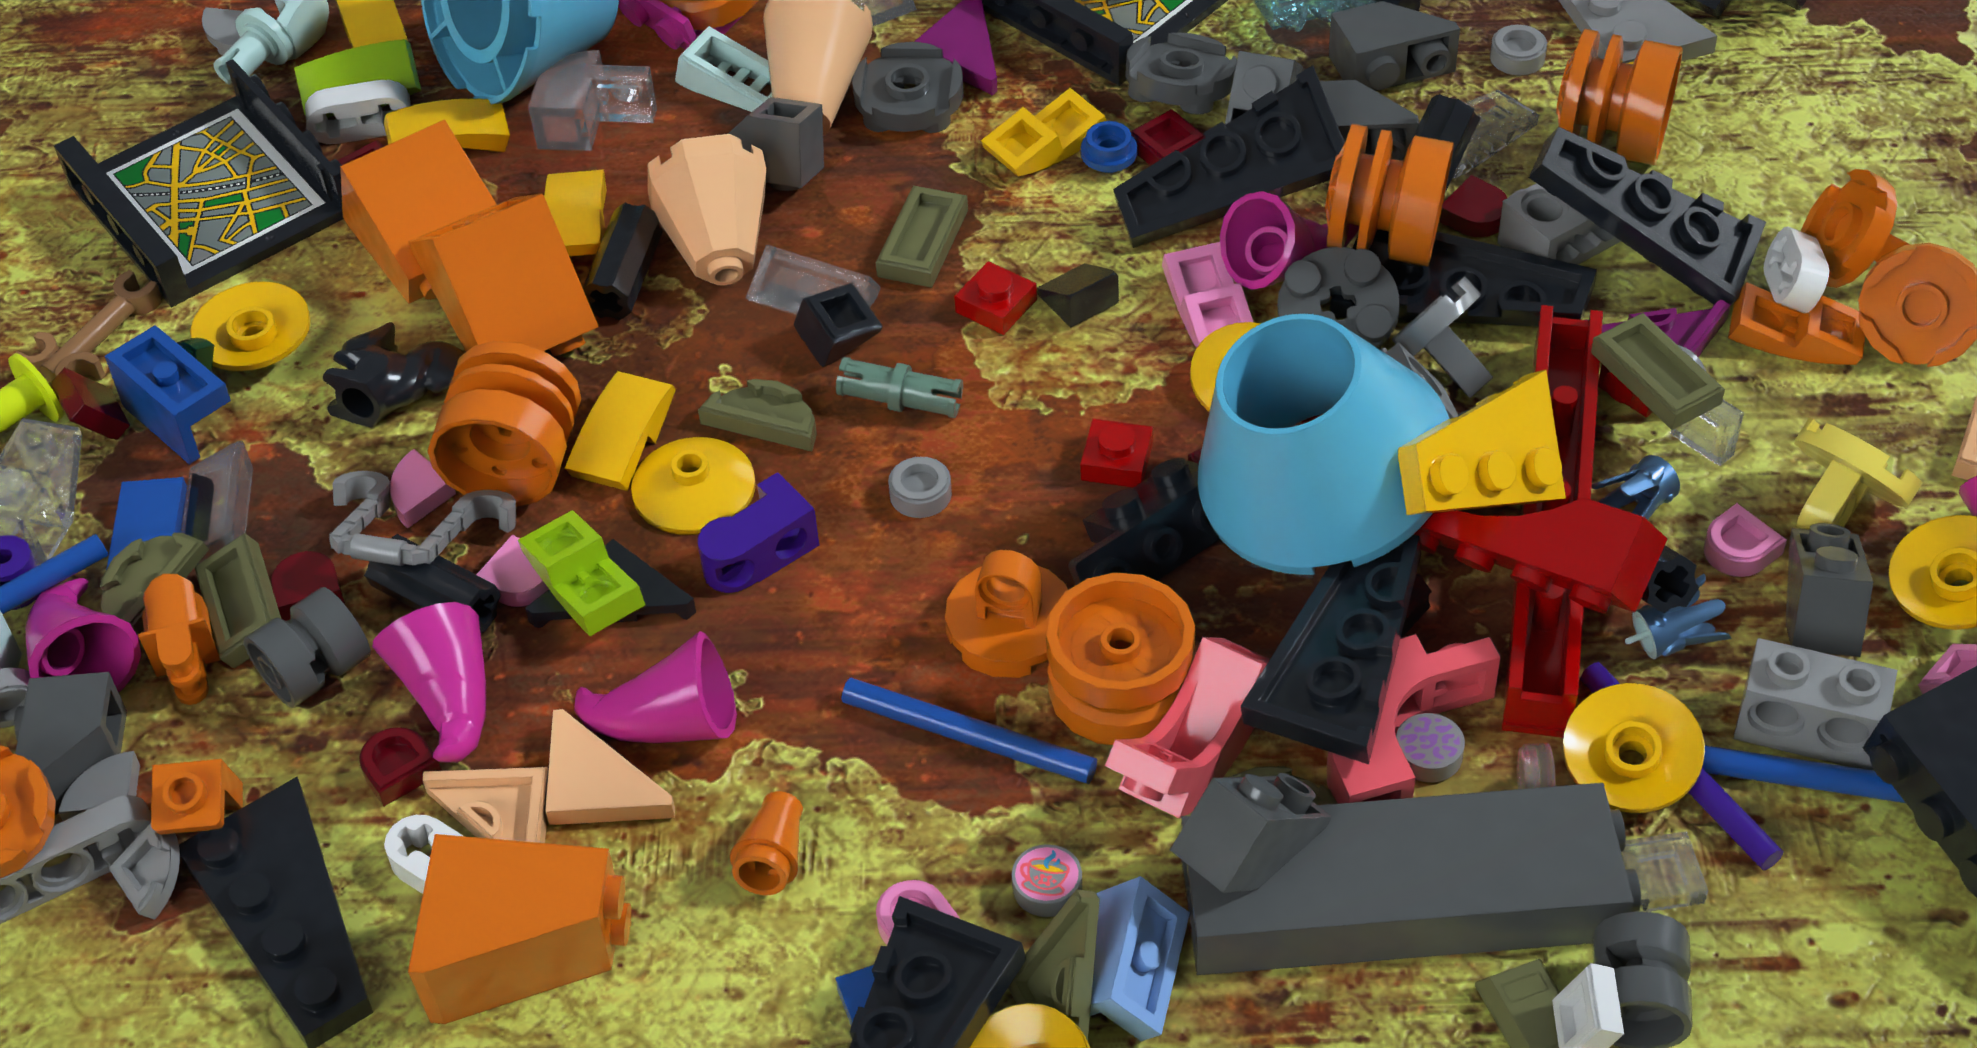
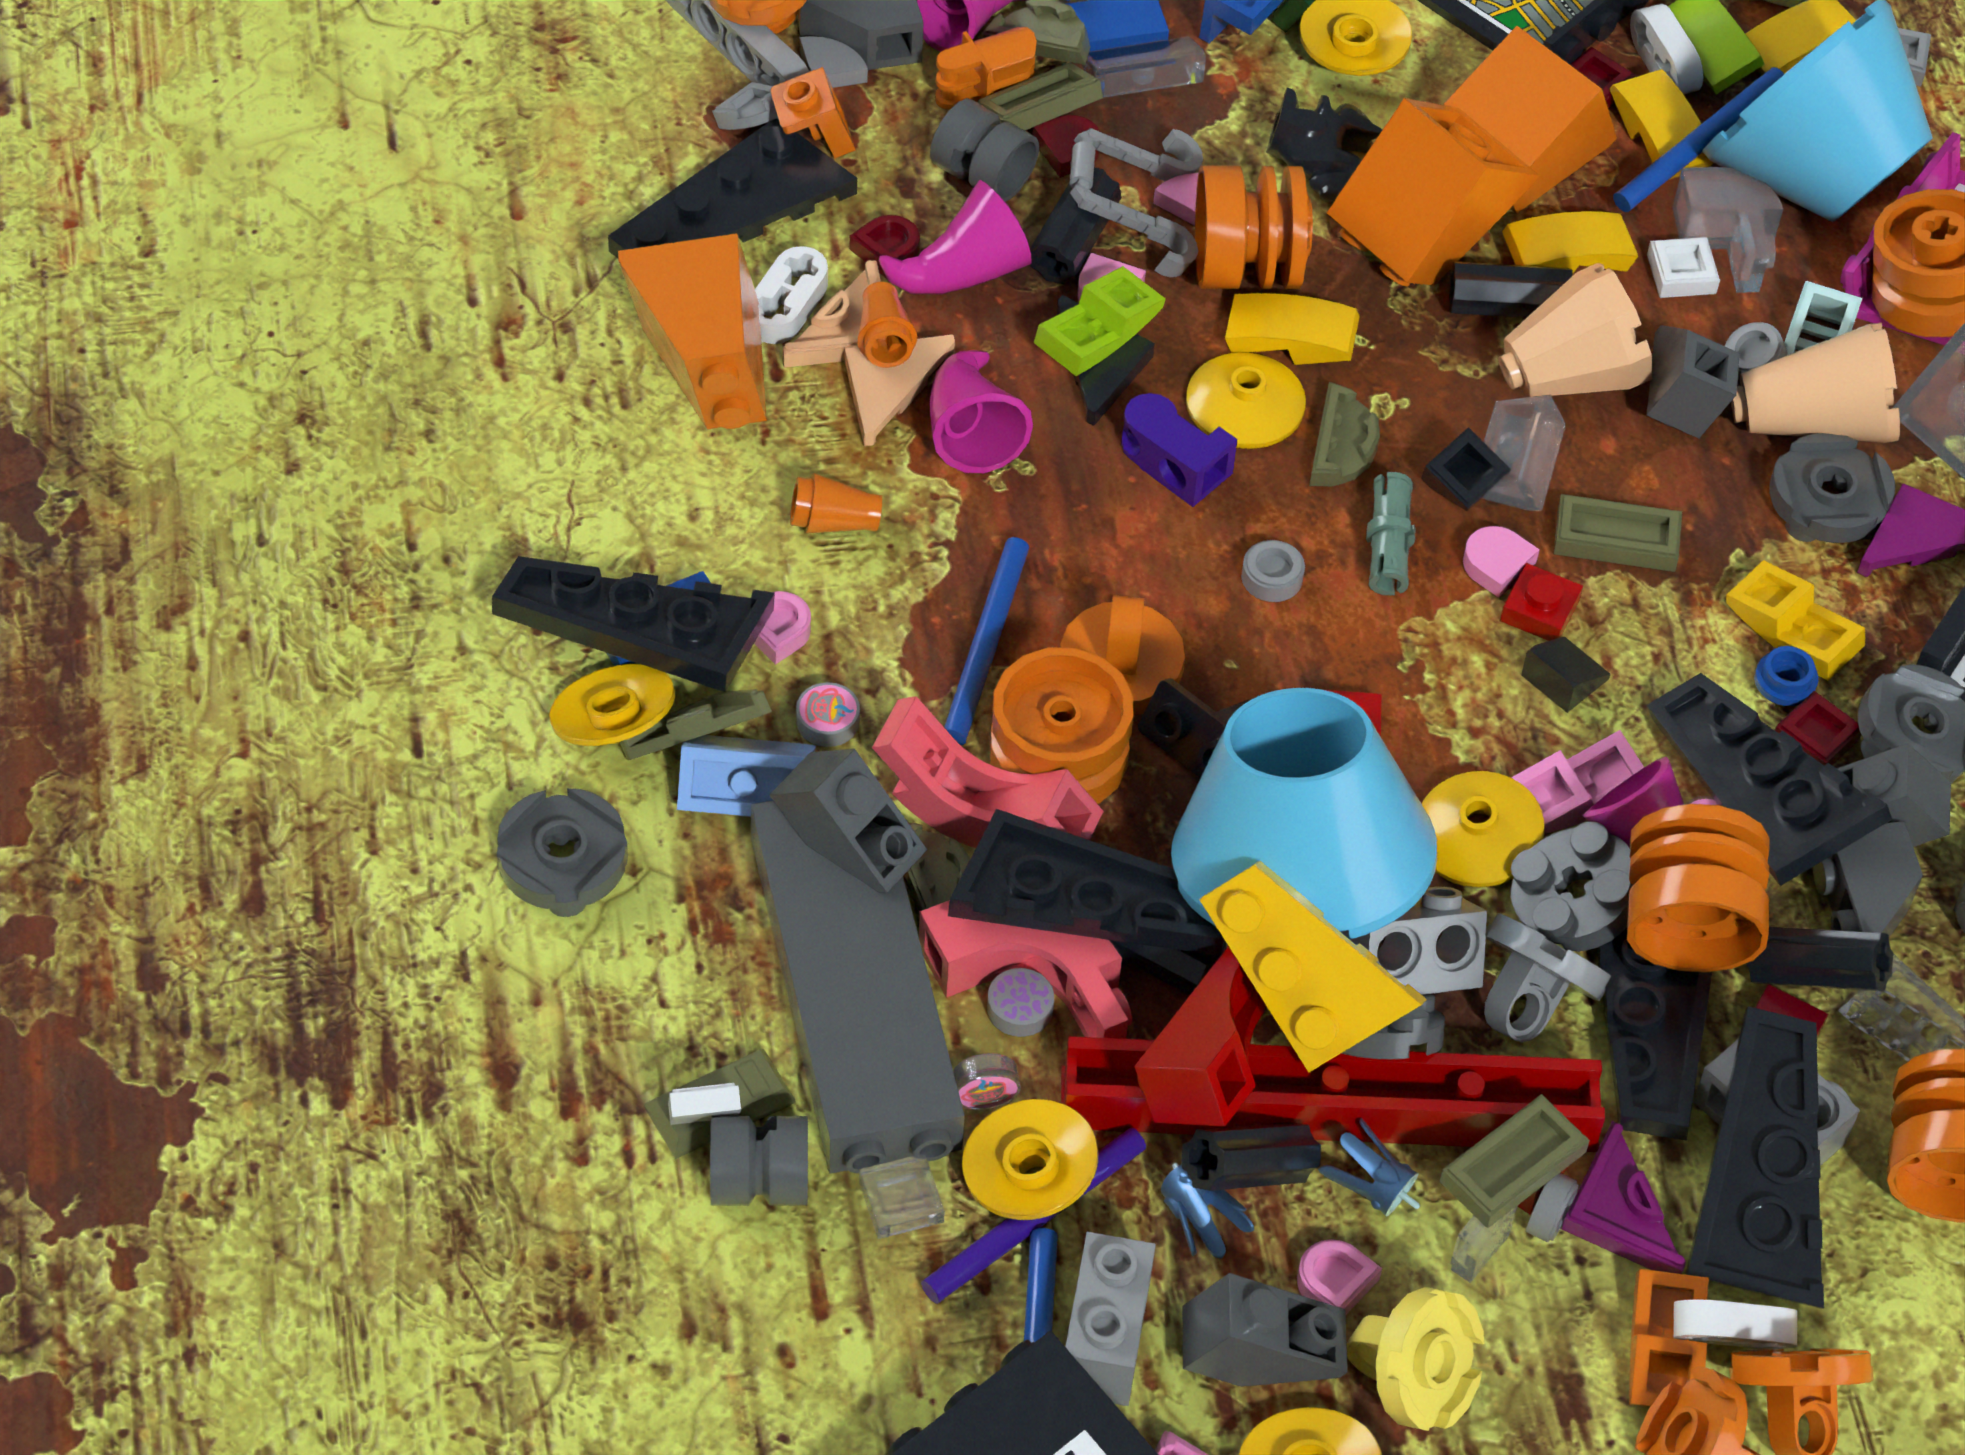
camera: 75 degrees right, 5 degrees up
(486, 100) = (1691, 145): none -> blue bar
(544, 756) = (885, 328): none -> orange cone
(619, 147) = (1683, 267): none -> white tile
(735, 103) = (1757, 345): none -> light grey tile
(939, 320) = (1497, 557): none -> bright pink tile

